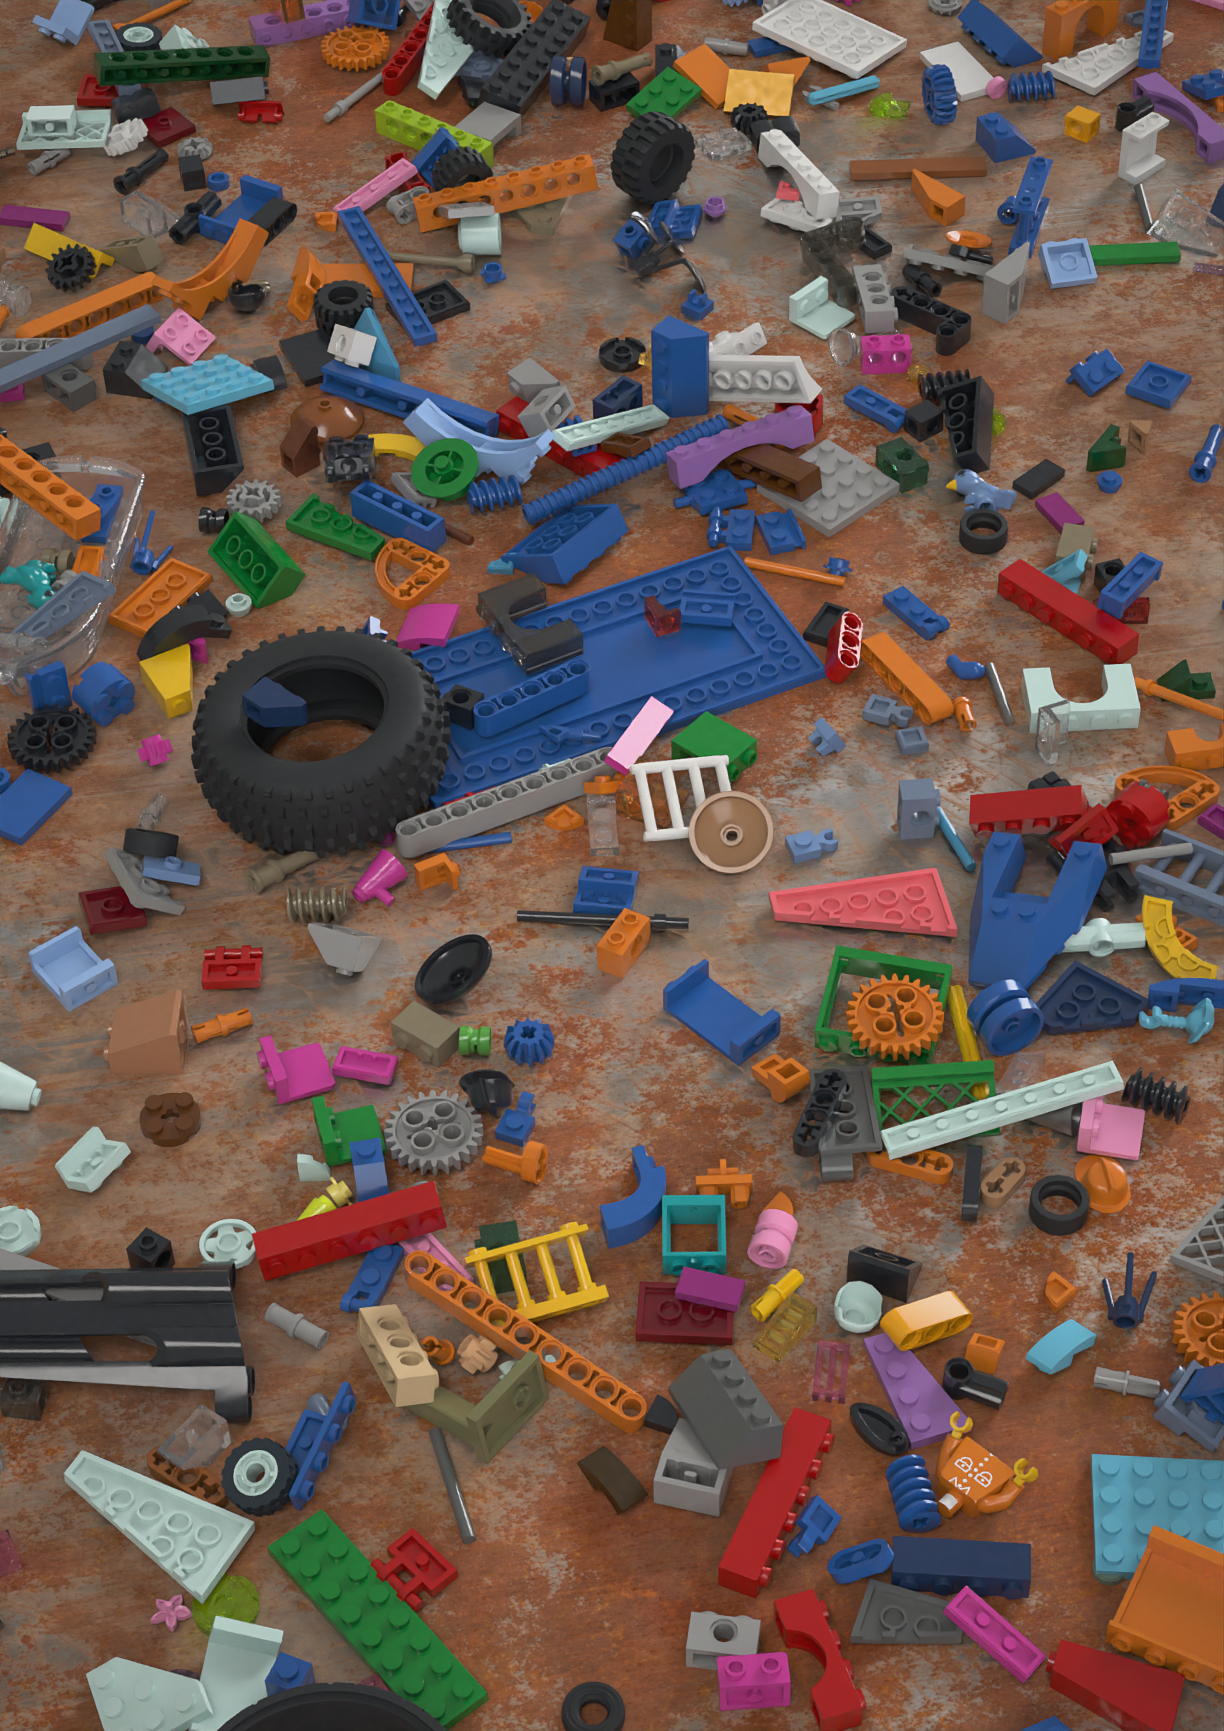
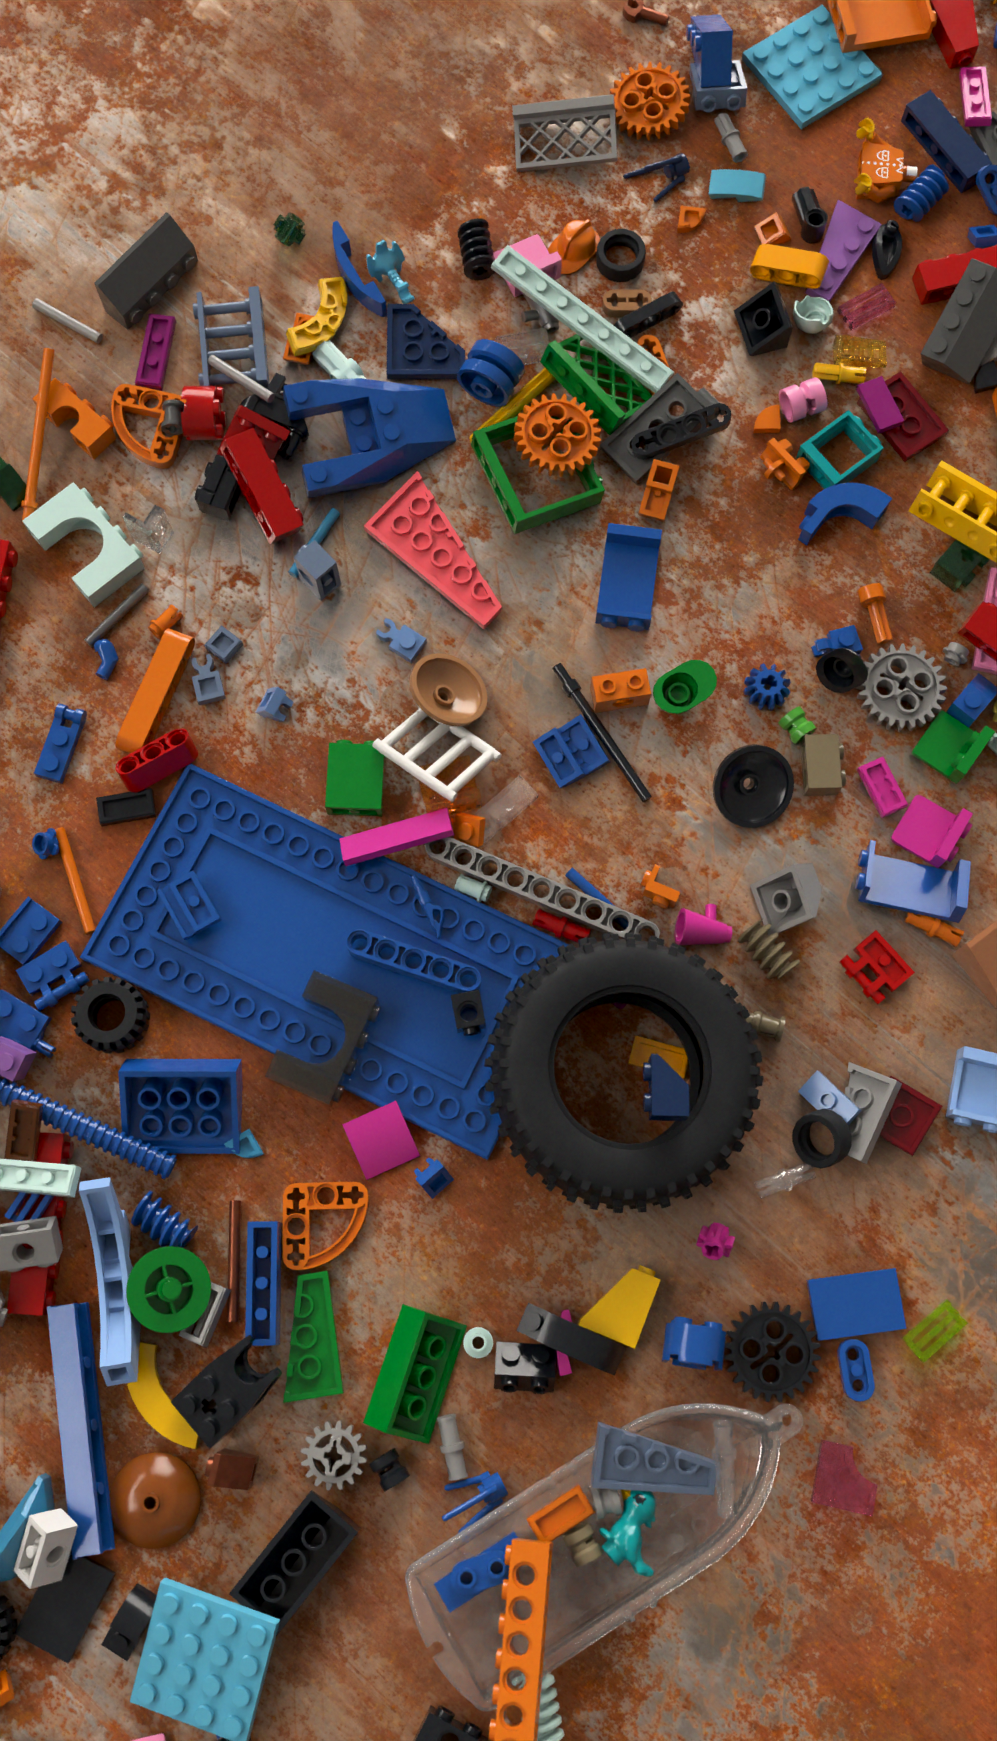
camera: 130 degrees left, 30 degrees up
(49, 687) = (729, 1396): blue plate -> none
(158, 596) = (523, 1428): orange tile -> none
(191, 556) = (452, 1447): none -> light grey pin
(285, 1014) = (913, 886): none -> panel
(563, 819) = (518, 845): orange tile -> none
(581, 973) = (685, 686): none -> green piece
(660, 620) = (232, 938): clear red bracket -> none
(667, 534) = (90, 1003): none -> black tyre

